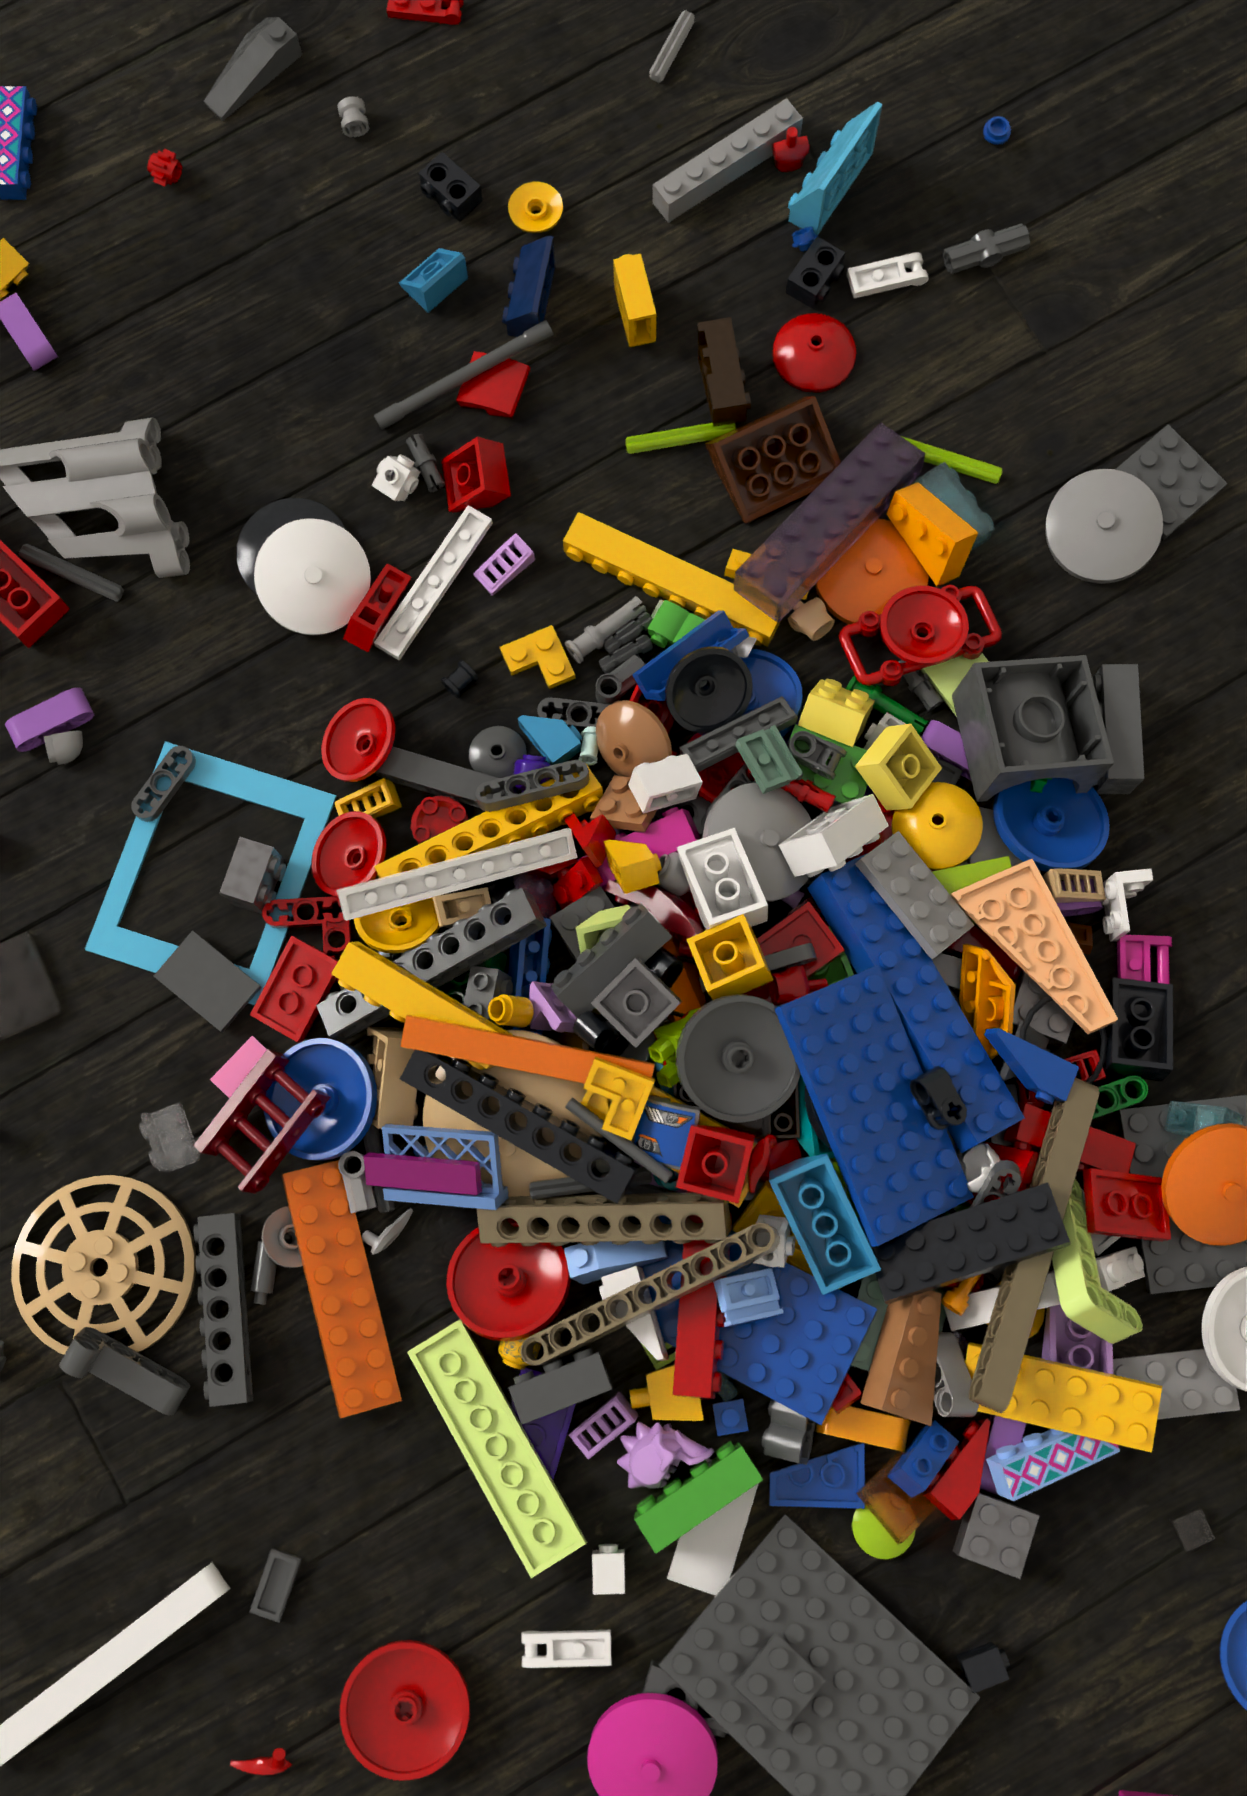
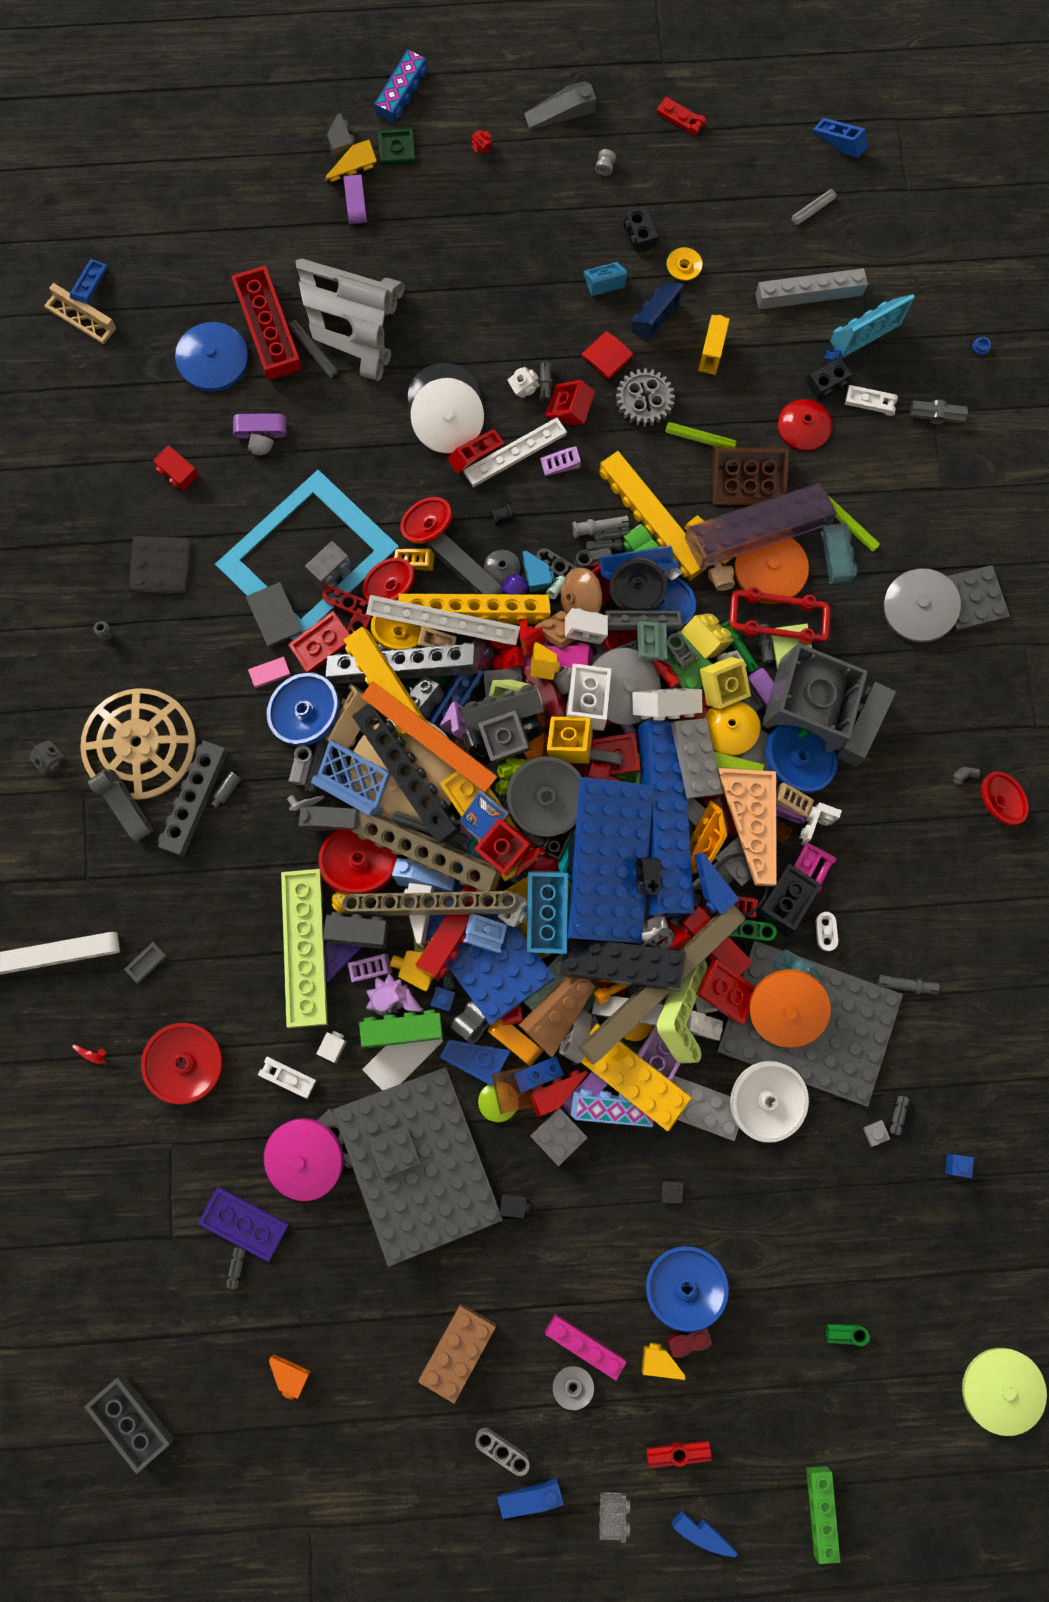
camera: 20 degrees right, 0 degrees up
(46, 230) = (396, 146): none -> dark green tile
(169, 1138) = (209, 690): clear bracket -> none
(176, 782) = (305, 485): dark grey beam -> none
(235, 1115) = (258, 690): dark red fence -> none
(273, 1239) = (257, 774): light grey dish -> none
(341, 1290) = (262, 820): orange plate -> none
(423, 1173) = (339, 776): magenta tile -> none
(436, 816) = (448, 584): red dish -> none
(437, 1240) = (328, 818): none -> dark grey slope
(511, 1010) = (433, 710): yellow brick -> none
(528, 339) = (543, 344): dark grey piece -> none
(531, 781) = (510, 595): dark grey beam -> none
(539, 649) = (557, 519): yellow plate -> none
(557, 432) = (628, 401): none -> light grey gear
(622, 1143) = (456, 809): dark grey bar -> none
(628, 1095) = (473, 785): yellow plate -> none
(721, 372) = (742, 410): dark brown wedge -> none
(790, 152) = (851, 301): red piece -> none
(926, 612) = (789, 603): red dish -> none
(932, 532) = (817, 560): light orange wedge -> none
(1212, 1045) = (828, 931): none -> white plate

